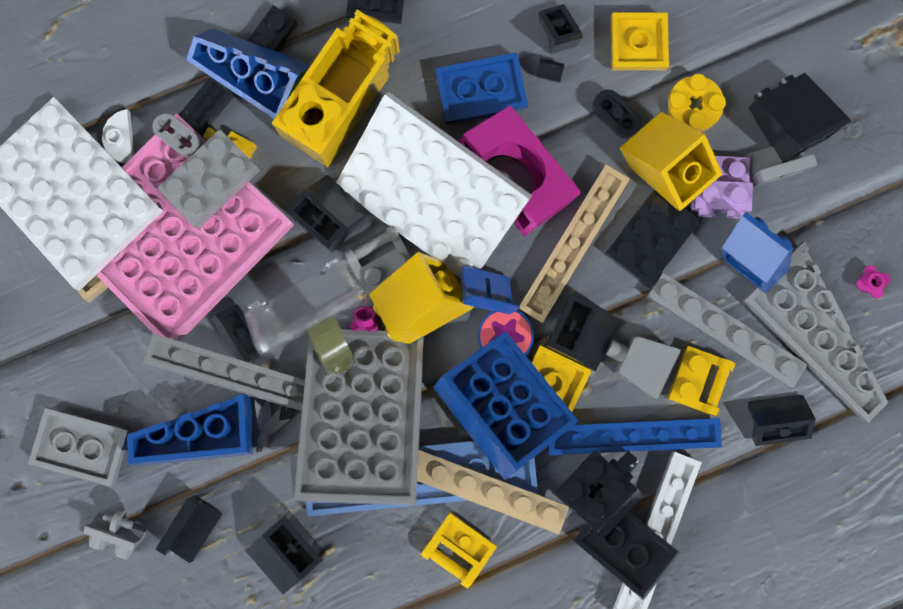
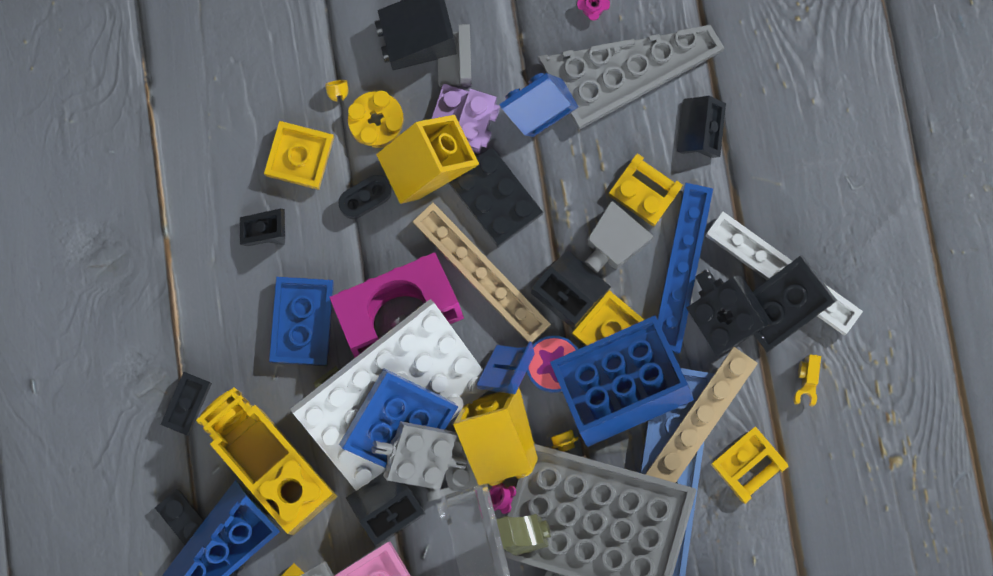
camera: 75 degrees left, 5 degrees down
(380, 229) = (419, 455): none -> light grey plate
(404, 200) = (386, 405): none -> blue plate
(434, 364) = (564, 441): none -> yellow plate
(550, 70) = (302, 249): black hinge -> none
(563, 588) = (809, 372): none -> yellow plate
(715, 59) = (337, 88): none -> yellow hinge
(726, 331) = (603, 153): light grey plate -> none

